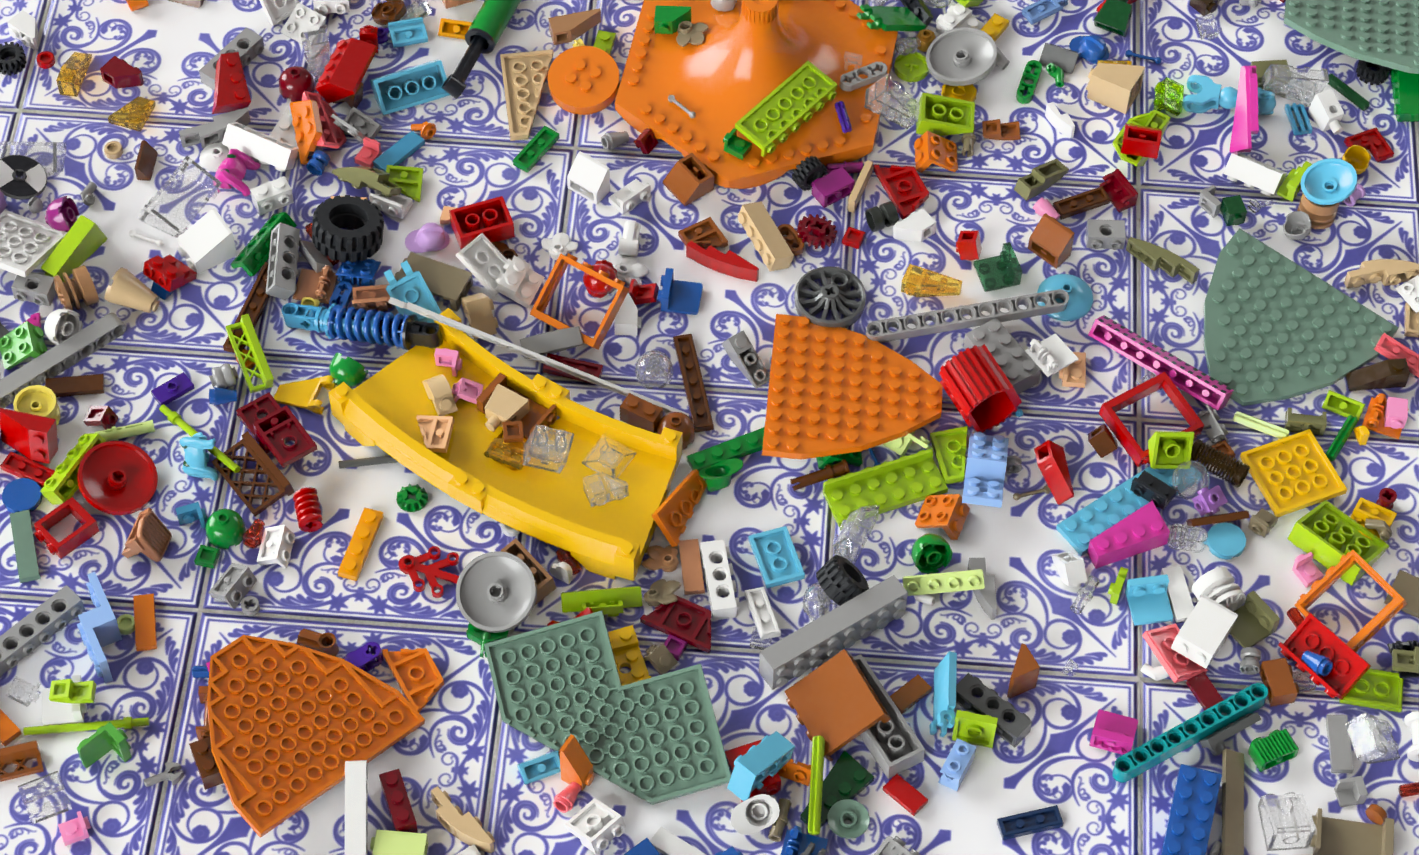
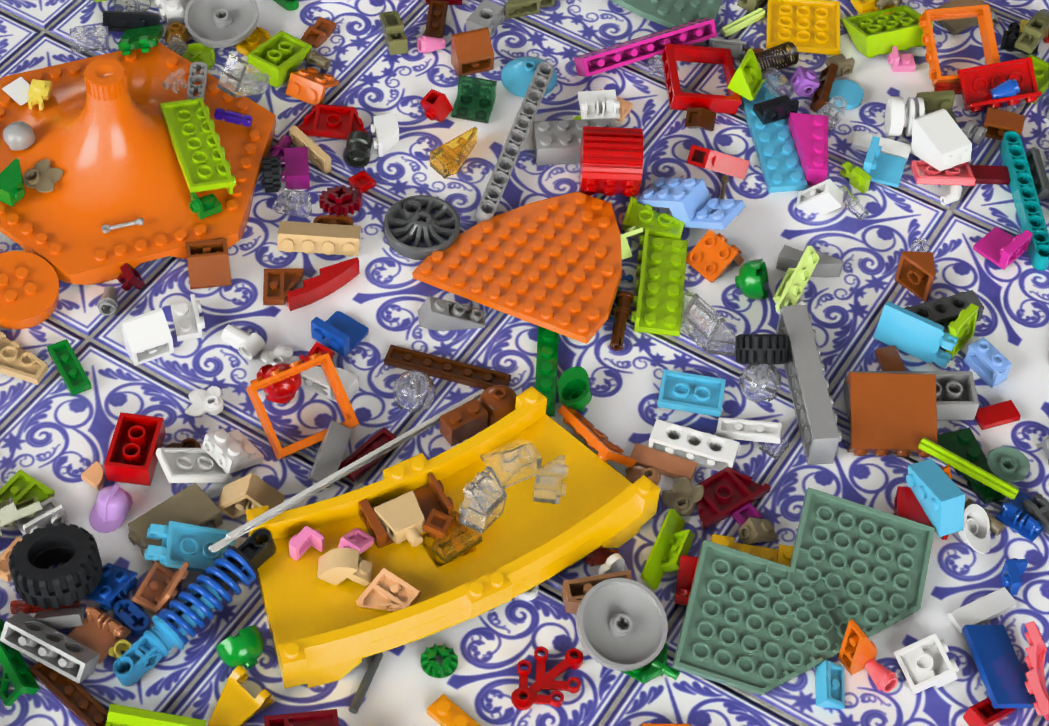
camera: 65 degrees left, 5 degrees down
(794, 203) = (294, 203): none -> clear piece

